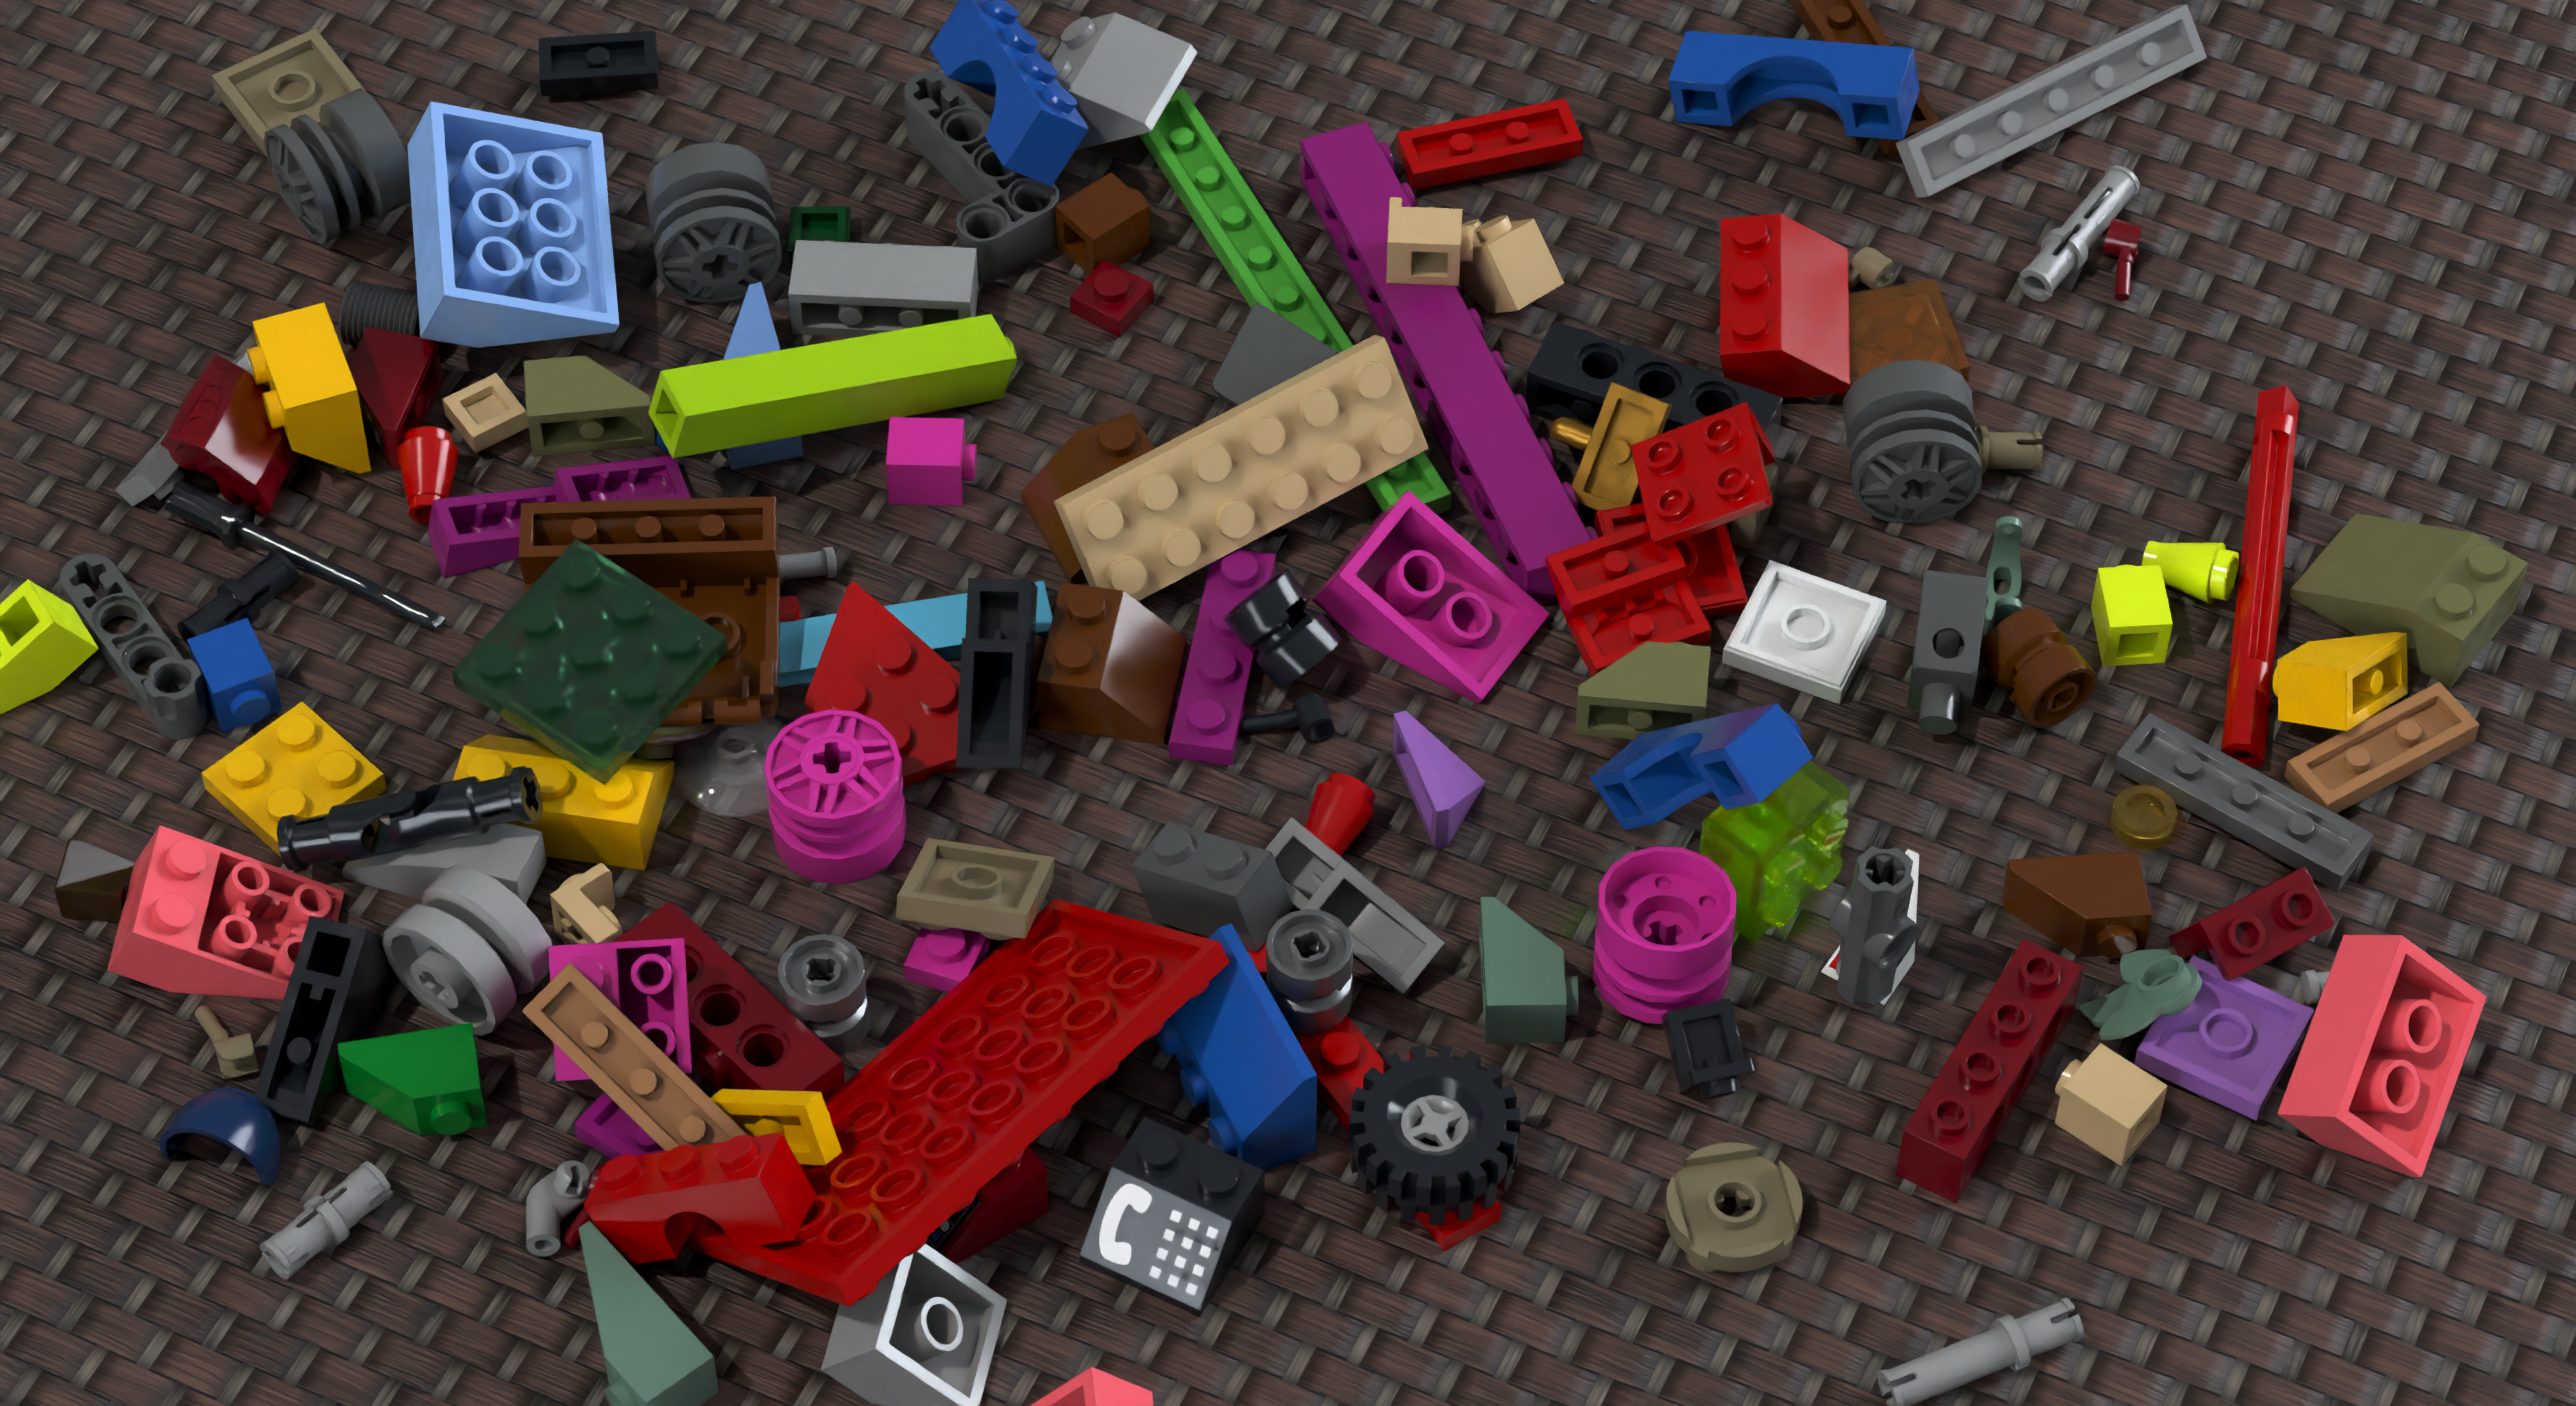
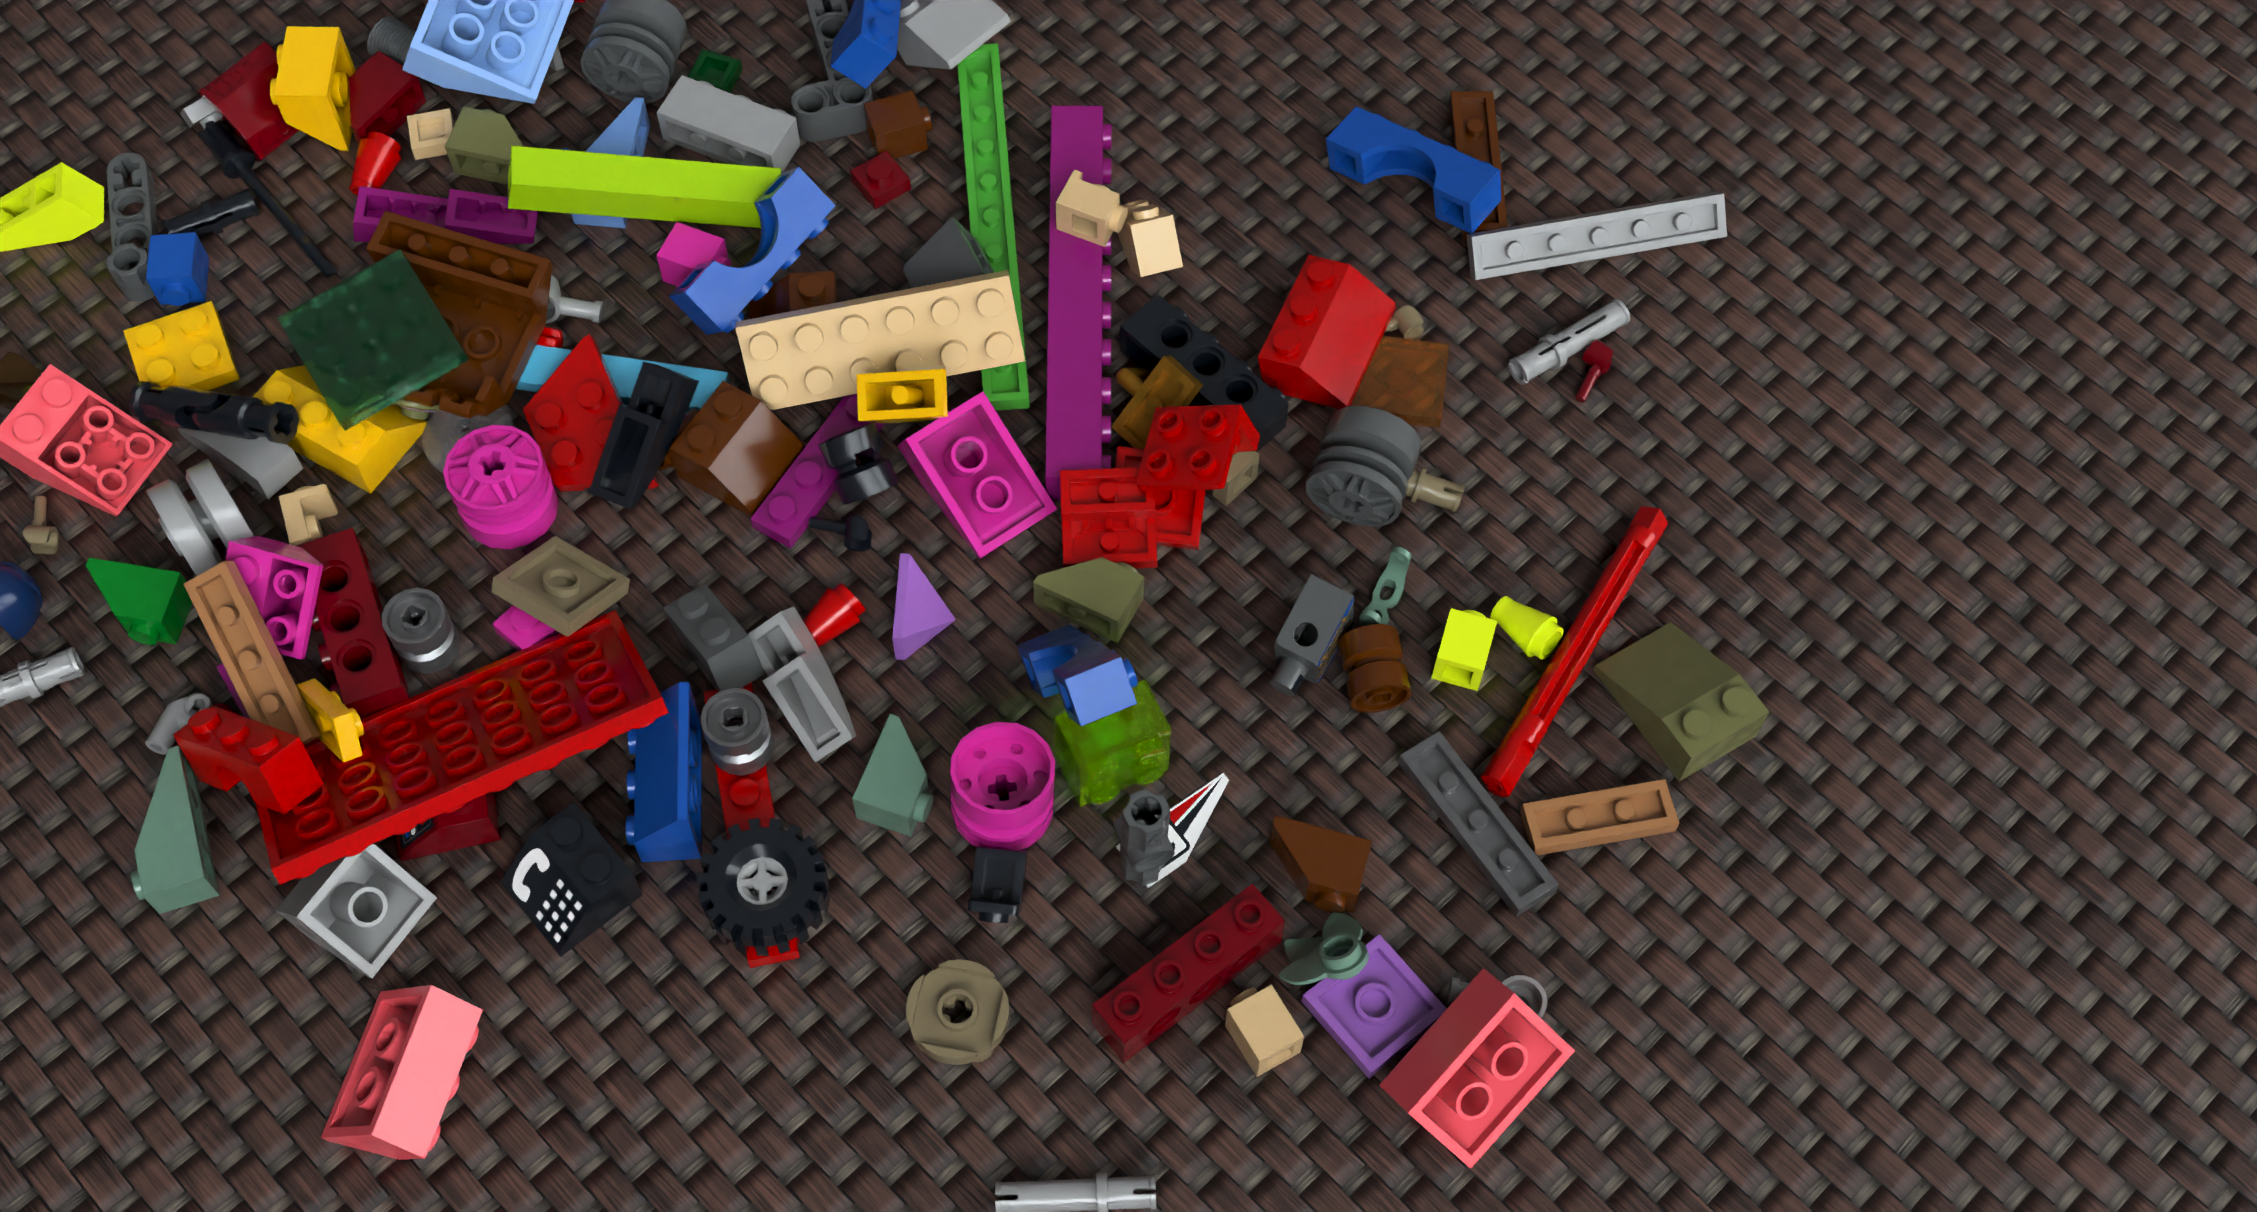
camera: 20 degrees right, 10 degrees up
(330, 1000) = (106, 526): black slope -> none
(1038, 364) = (788, 215): none -> arch
(1318, 522) = (902, 396): none -> yellow slope
(1489, 144) = (1187, 146): red plate -> none
(1804, 632) = (1229, 581): white tile -> none
(2143, 817) = (1402, 808): clear yellow tile -> none
(2258, 925) = (1436, 928): dark red bracket -> none
(2341, 679) = (1592, 754): yellow slope -> none

